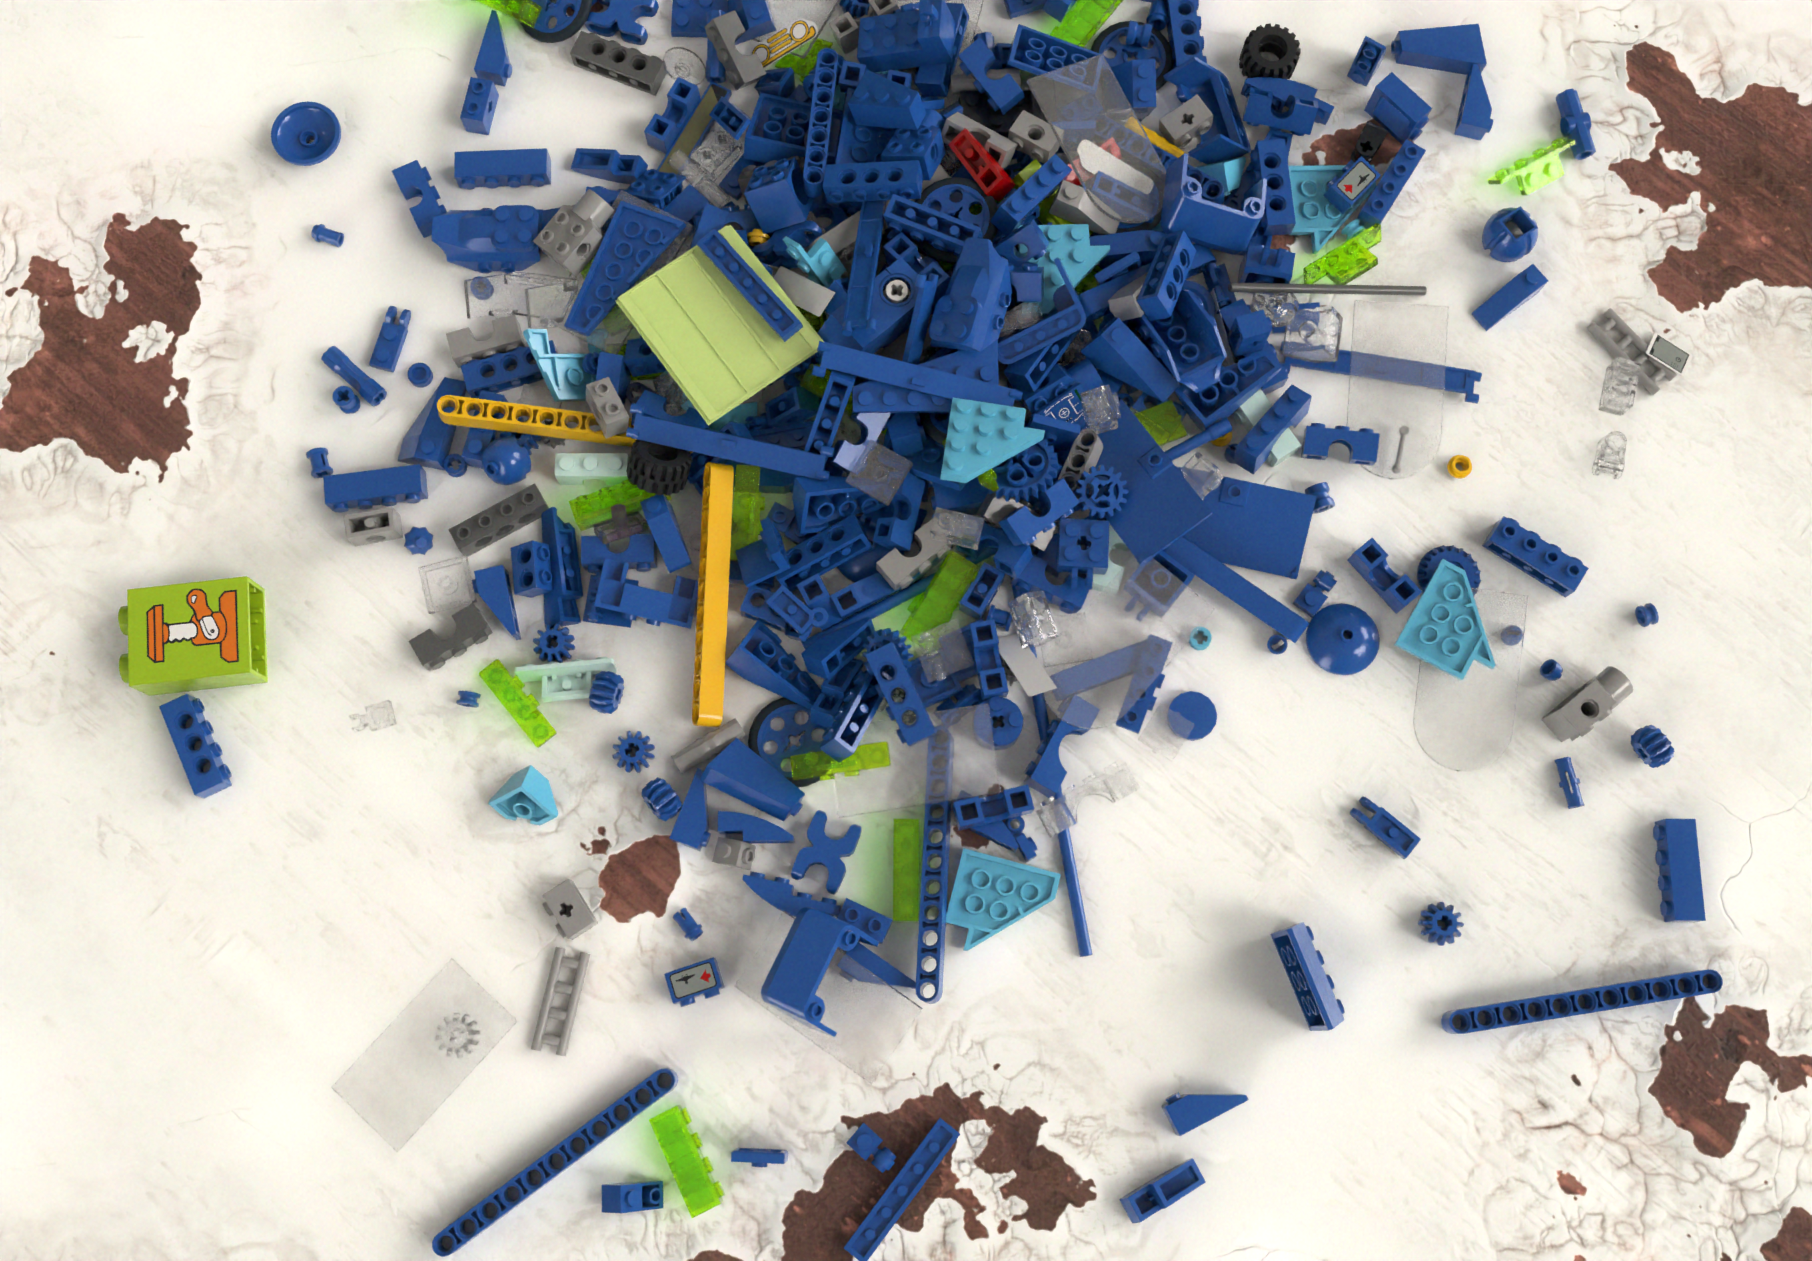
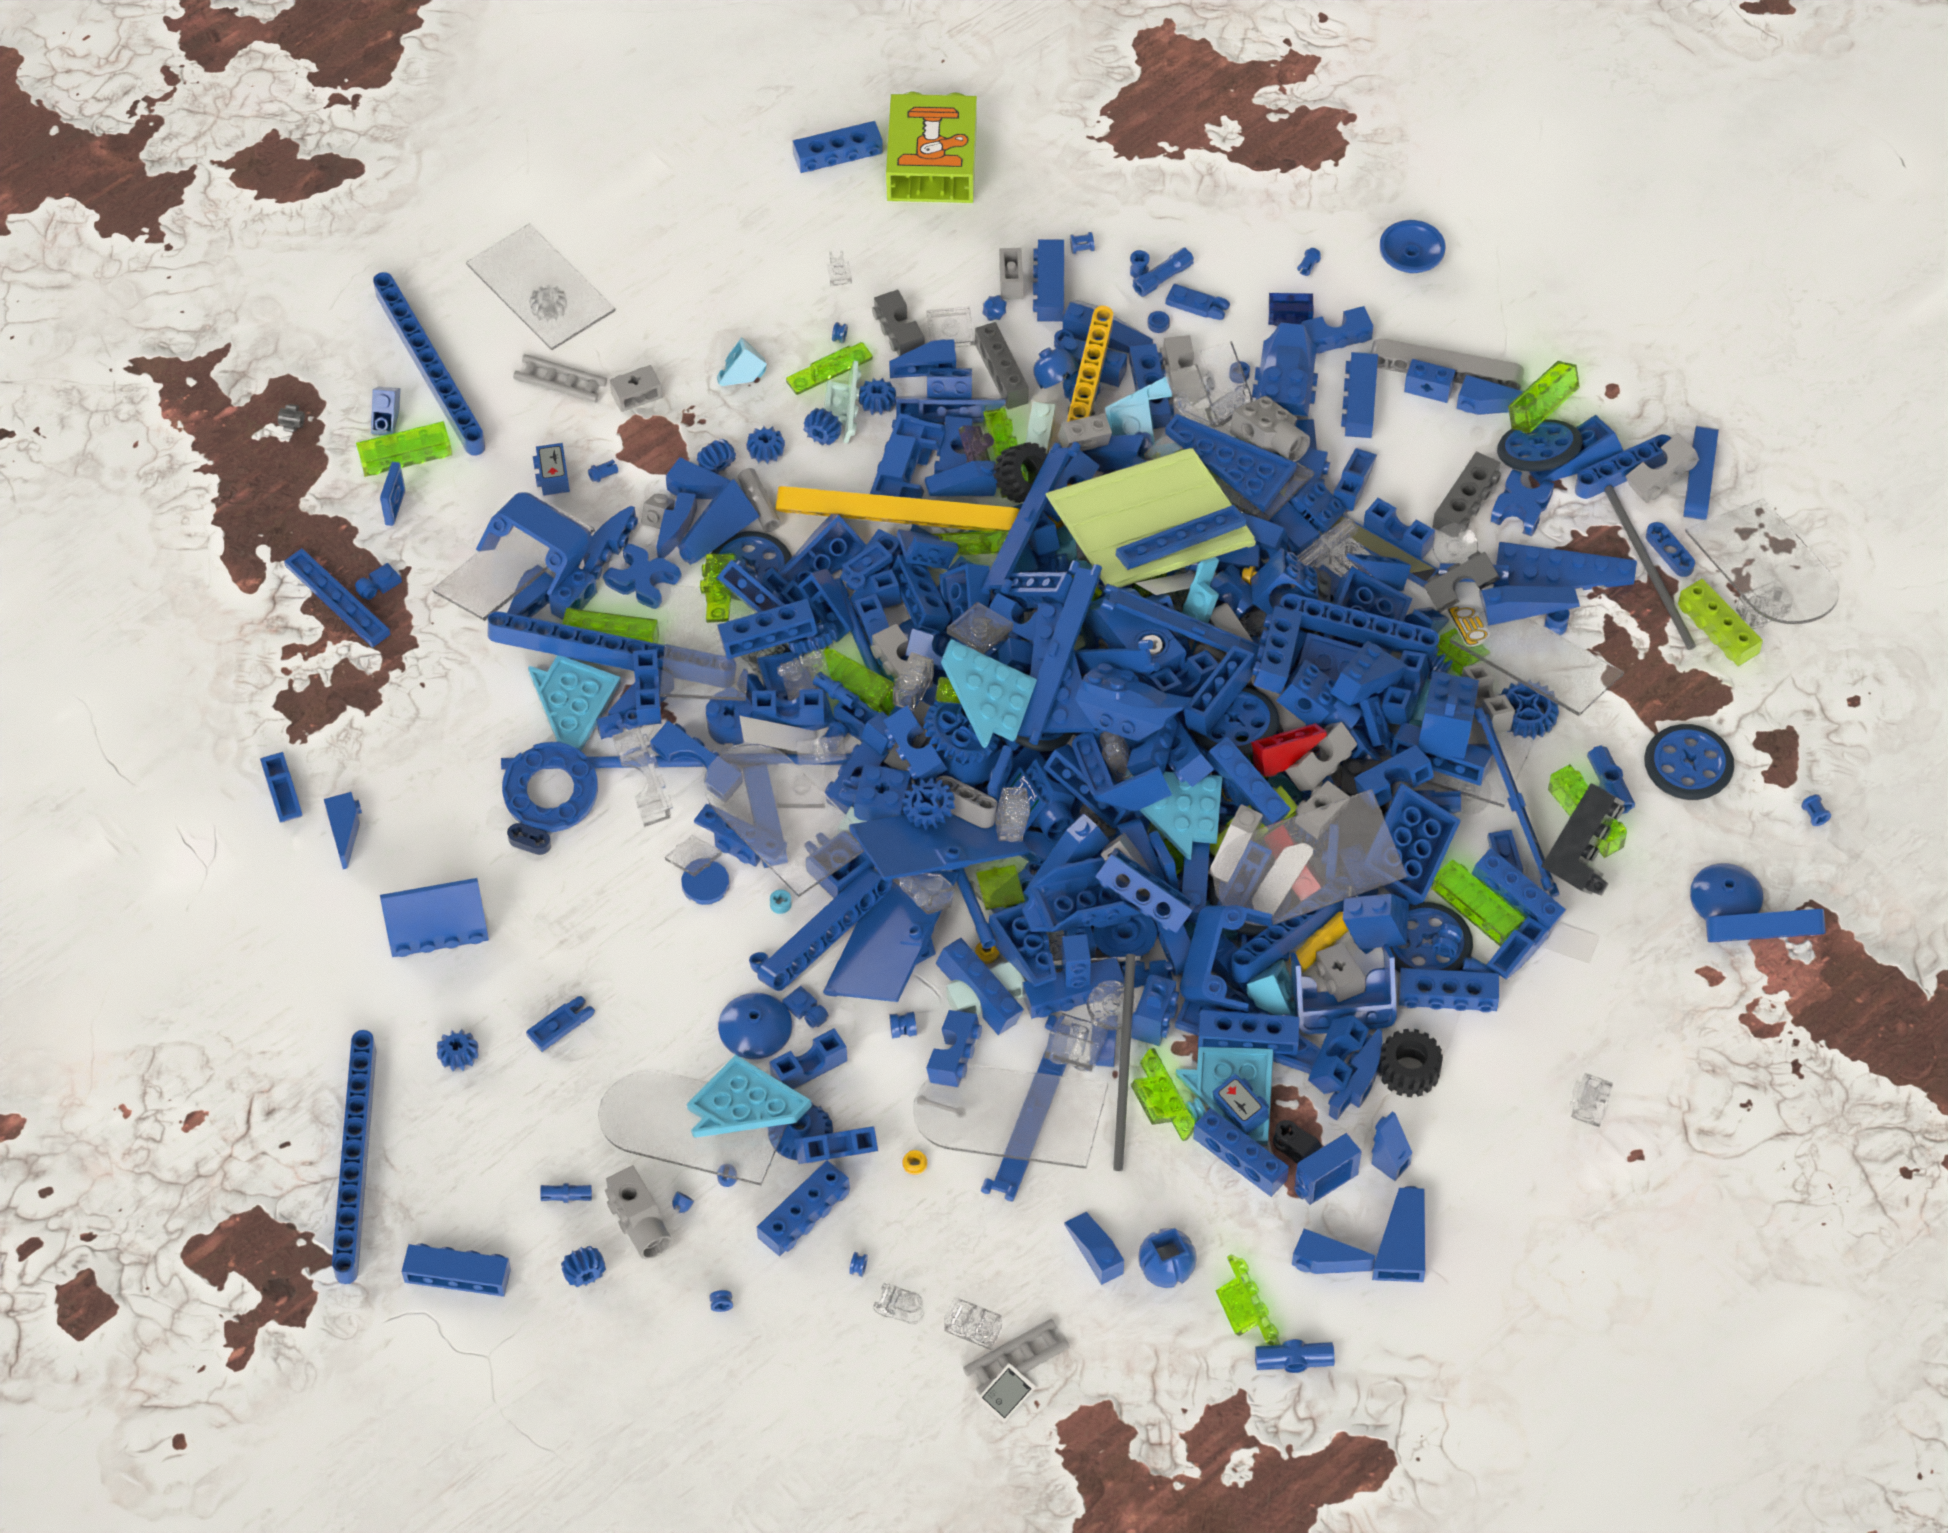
camera: 100 degrees right, 20 degrees down
(396, 245) = (1290, 308): none -> clear blue brick
(459, 70) = (1398, 356): none -> light grey beam
(965, 612) = (835, 690): none -> blue pin
(1149, 891) = (550, 756): none -> blue plate
(1181, 906) = (528, 840): none -> dark blue beam
(1460, 520) = (836, 1145): none -> blue arch
(1578, 498) = (858, 1264): none -> blue bush

